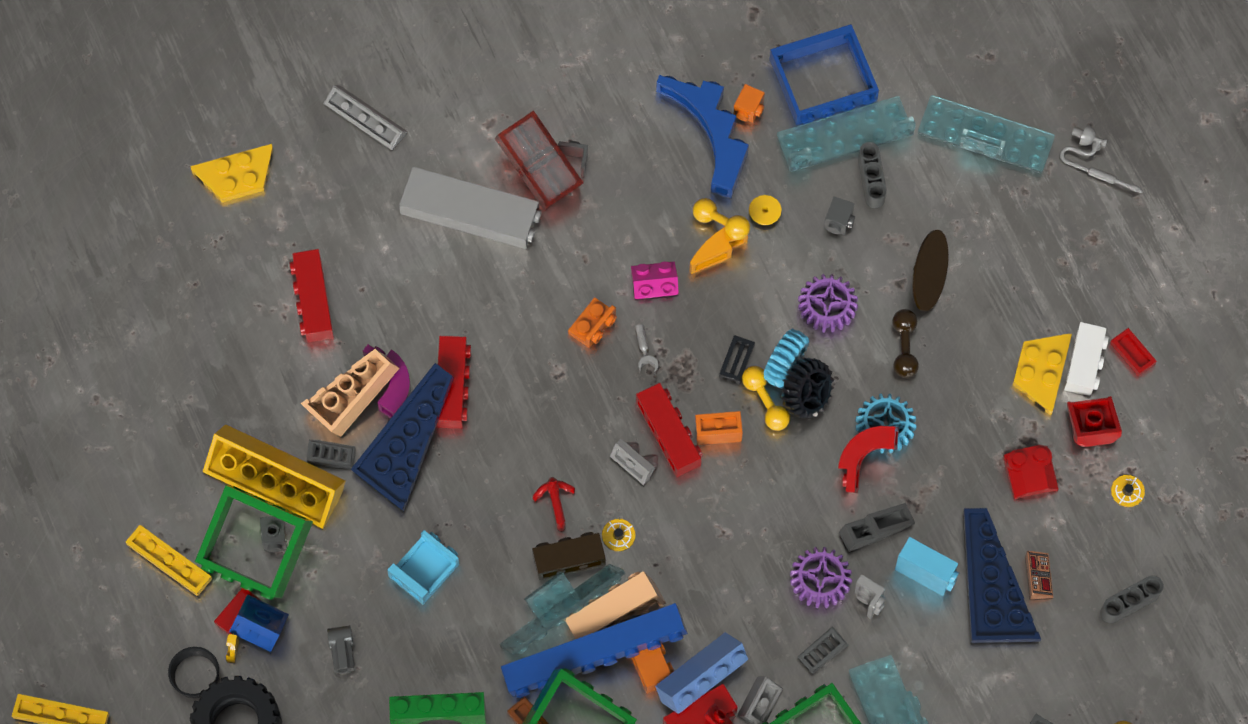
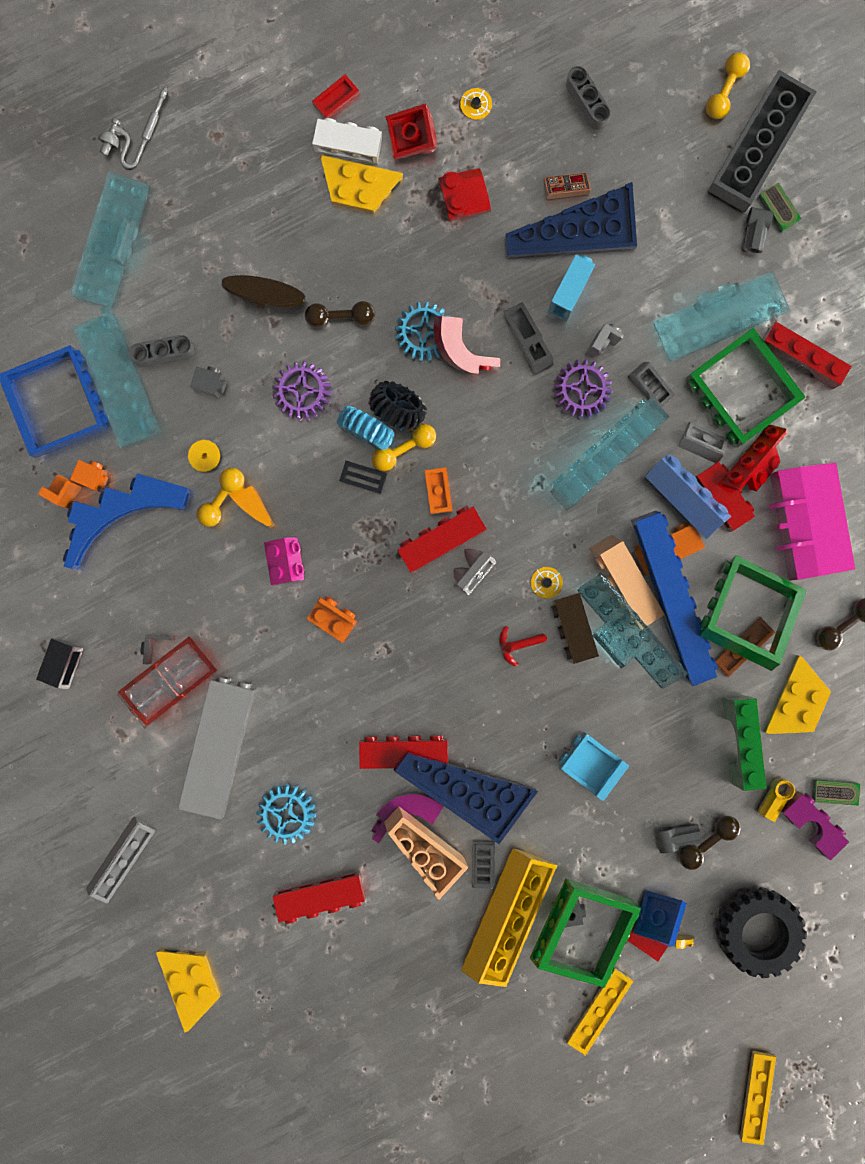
camera: 90 degrees left, 20 degrees up
(185, 653) = (722, 992): black tyre -> none
(321, 660) = (726, 828): none -> dark brown piece
(384, 260) = (295, 817): none -> medium azure gear
(563, 70) = (59, 664): none -> black brick
(647, 359) = (355, 568): light grey piece -> none
(731, 75) = (61, 491): none -> orange panel
(750, 594) = (613, 449): none -> clear light blue brick

